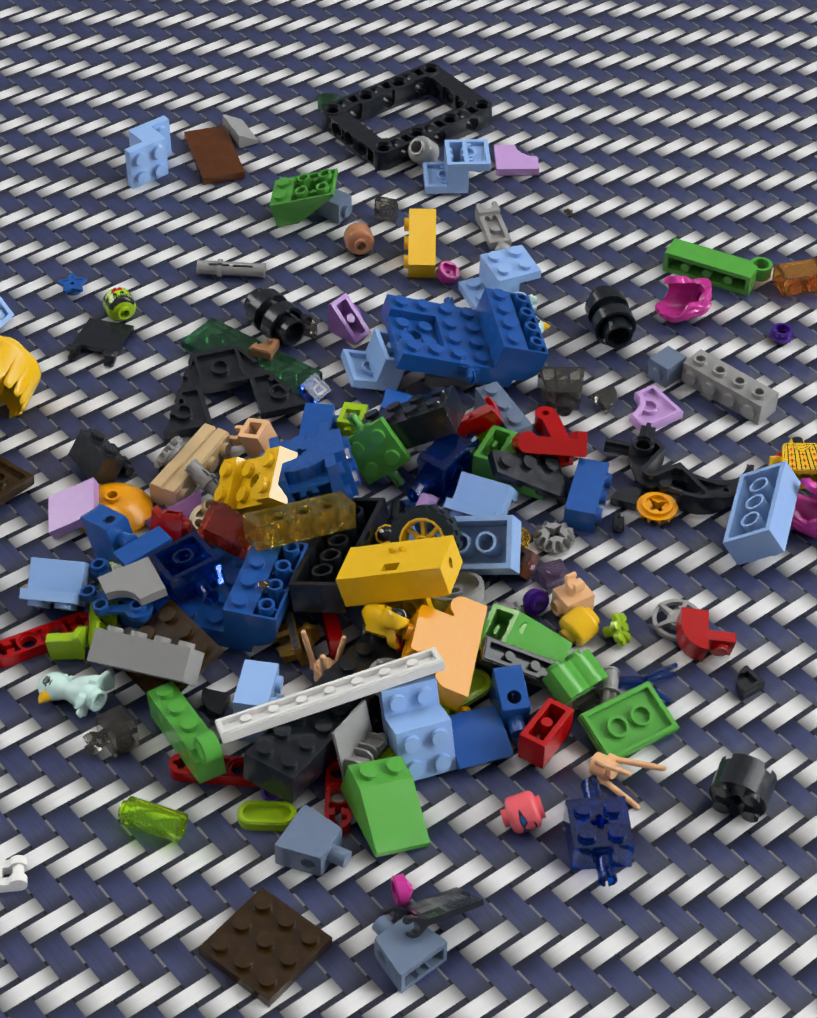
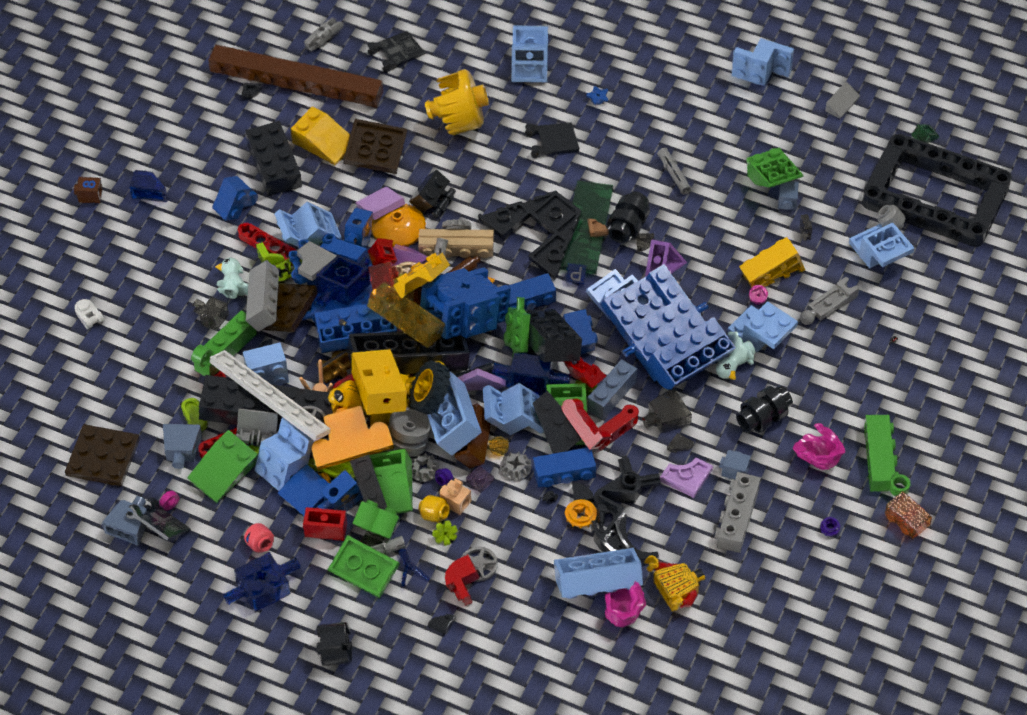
camera: 65 degrees right, 10 degrees up
(118, 303) = (591, 129): lime head -> none
(153, 818) = (159, 361): clear neon green brick -> none
(214, 155) = (802, 100): reddish brown tile -> none
(254, 436) = (499, 264): light nougat brick -> none
(343, 424) = (554, 302): lime brick -> none
(358, 239) = (756, 226): nougat head -> none
(512, 162) = (931, 280): lavender tile -> none
(608, 767) = (317, 567): light nougat plant -> none

